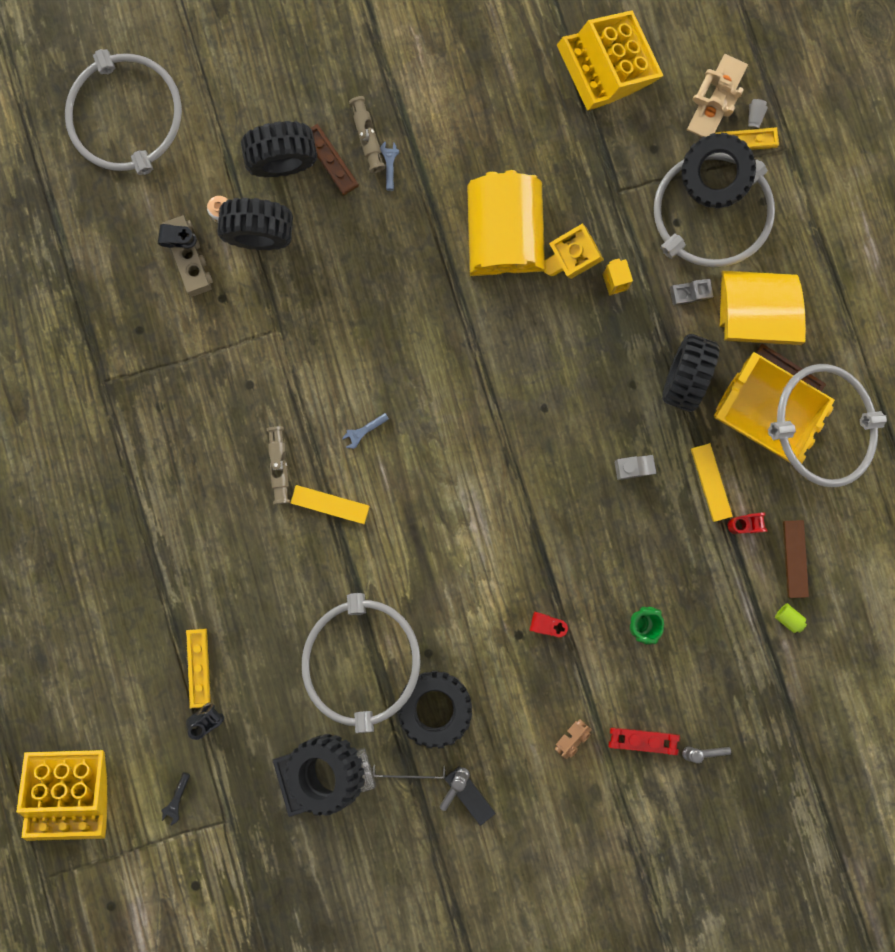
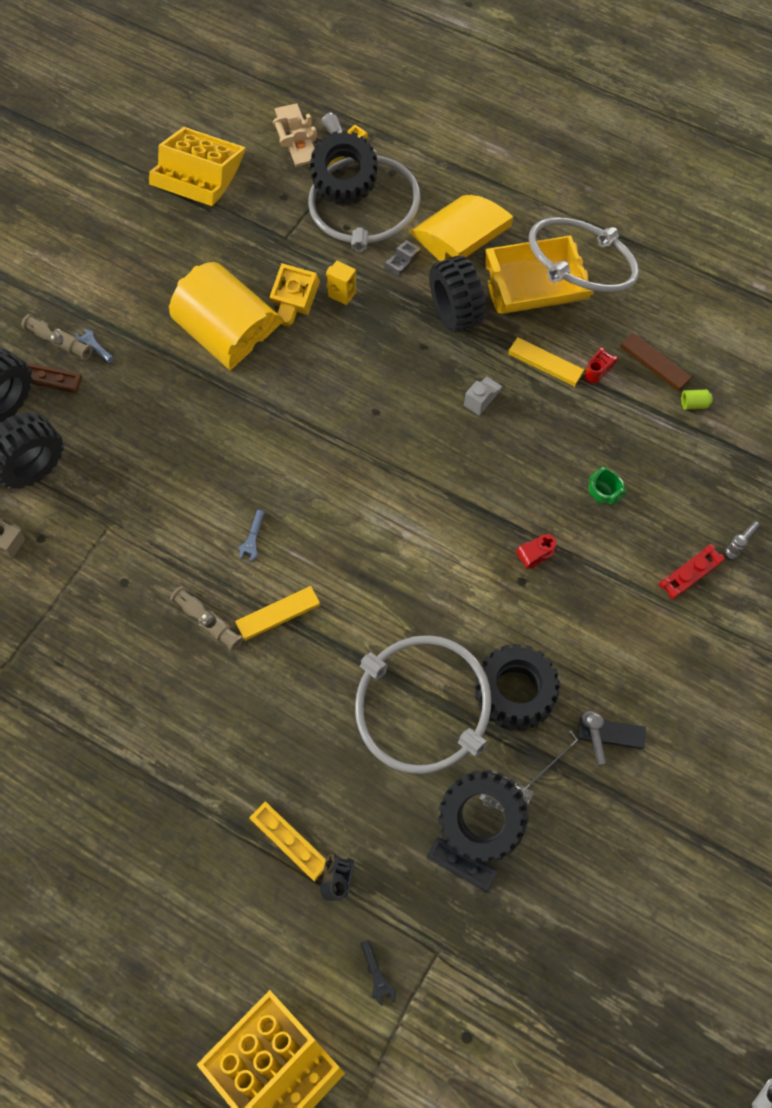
camera: 45 degrees left, 20 degrees down
(570, 745) = (643, 624): medium nougat hinge -> none

